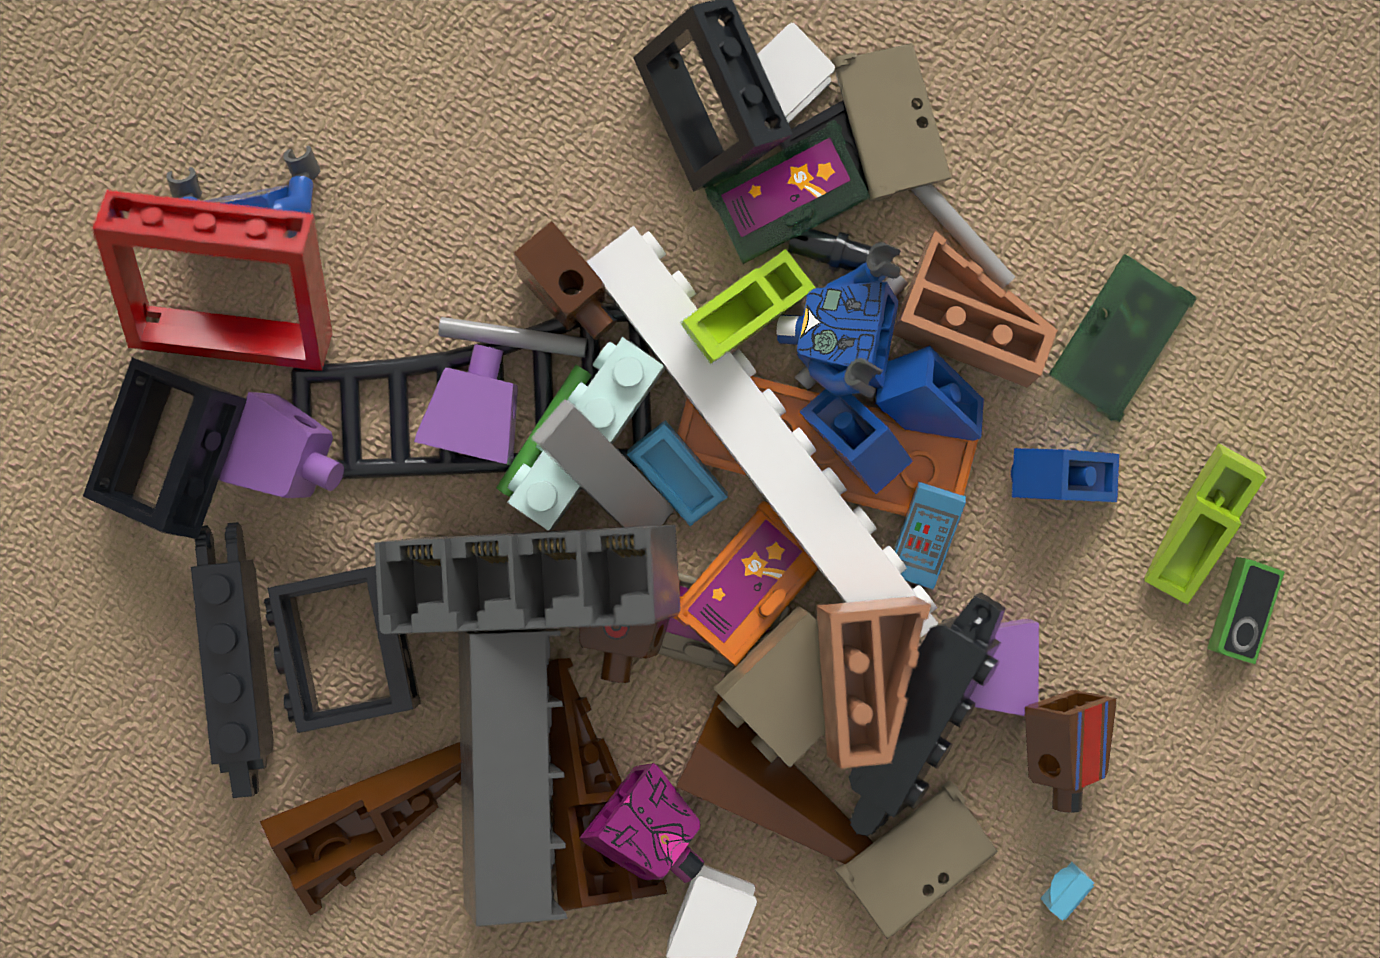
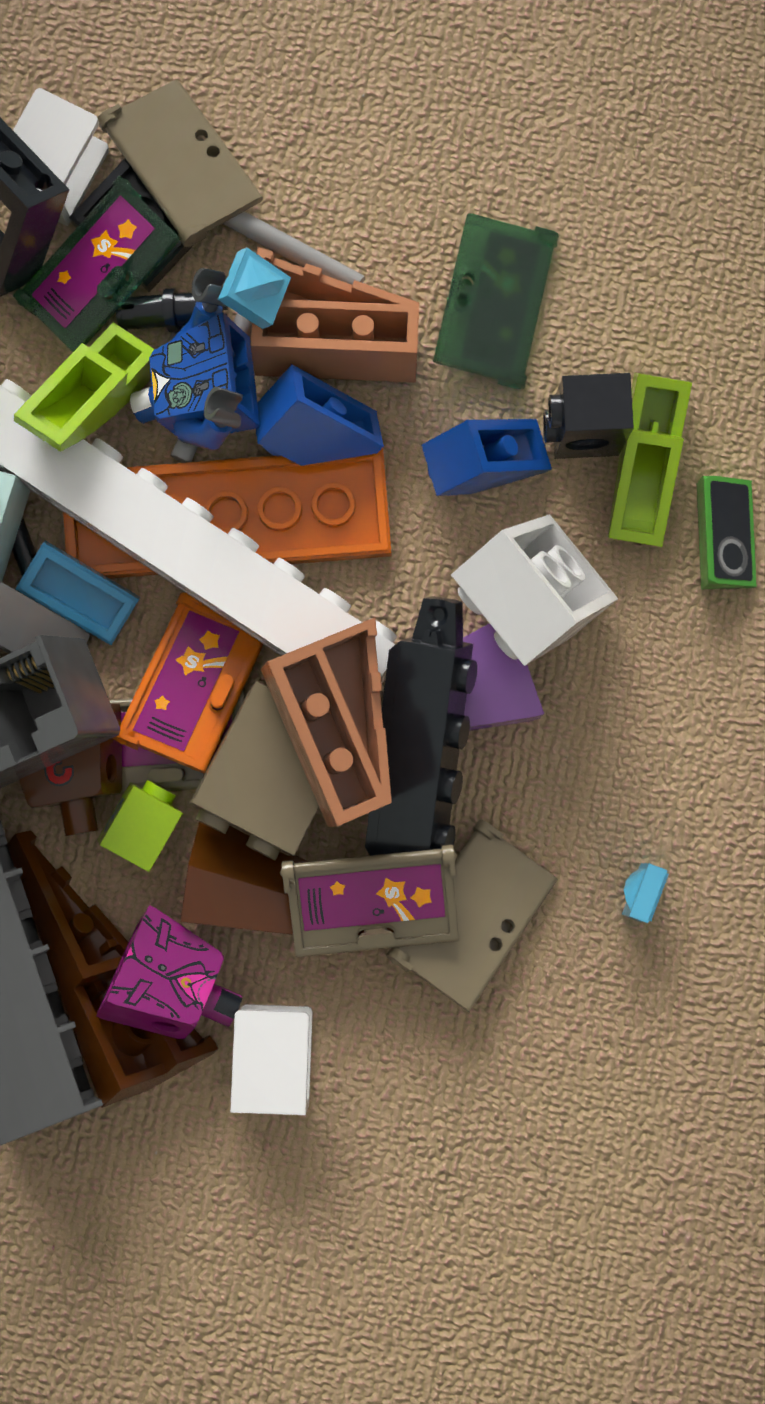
camera: 15 degrees left, 5 degrees down
(666, 689) = (141, 824): none -> lime brick
(857, 438) = (253, 487): blue slope -> none
(866, 825) = (372, 893): none -> door
(922, 274) = (254, 288): none -> medium azure tile
(928, 533) = (363, 564): dark azure tile -> none
(1069, 744) = (588, 733): reddish brown torso -> none
(1070, 617) = (532, 588): none -> white brick
(1168, 476) = (589, 416): none -> black brick

